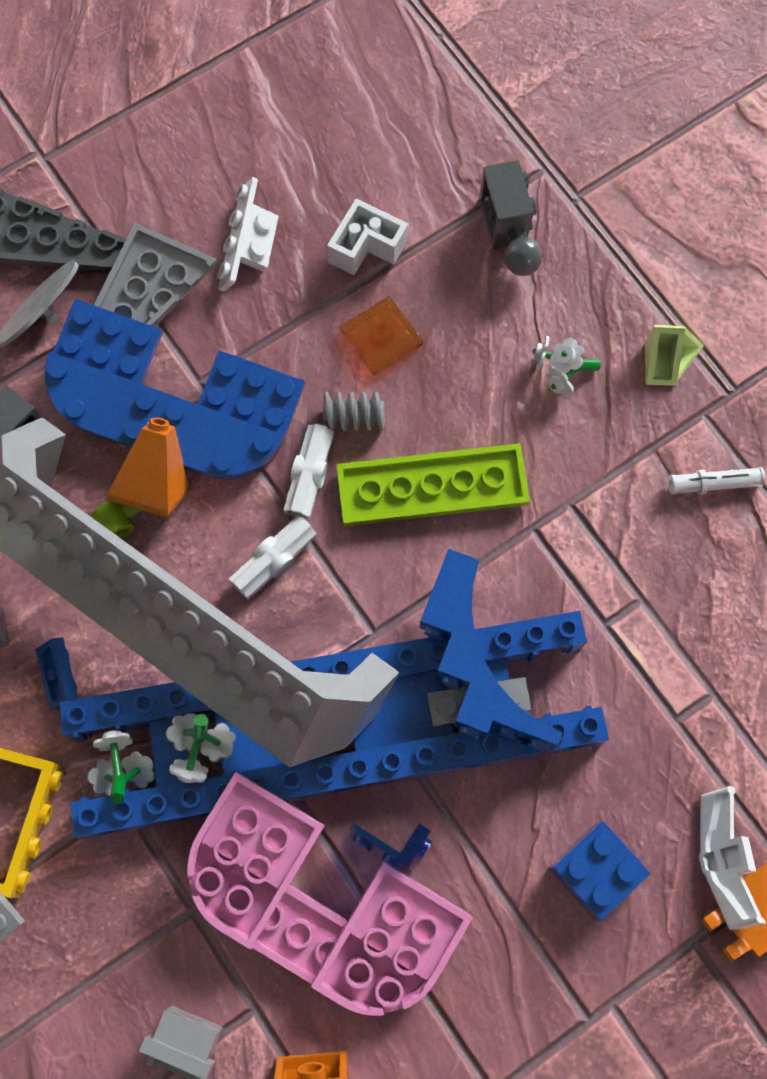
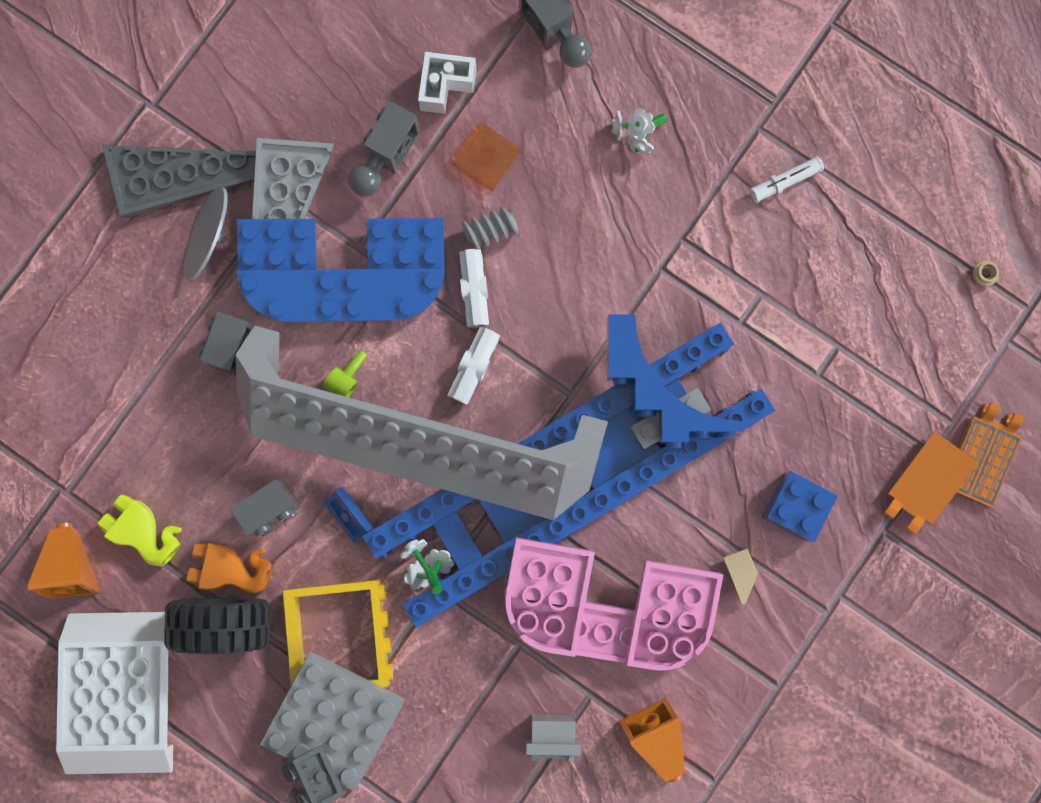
camera: 20 degrees left, 10 degrees up
(152, 472) = (358, 338): orange slope -> none
(189, 733) = (479, 522): white plant -> none
(249, 238) = (349, 112): white bracket -> none
(276, 283) = (386, 147): none -> dark grey brick
(415, 847) = (663, 541): clear blue bracket -> none
(432, 484) = (572, 263): lime plate -> none
(498, 928) = (742, 573): none -> tan slope
(669, 354) = (716, 90): yellowish green slope -> none
(726, 860) = (887, 463): white plate -> none

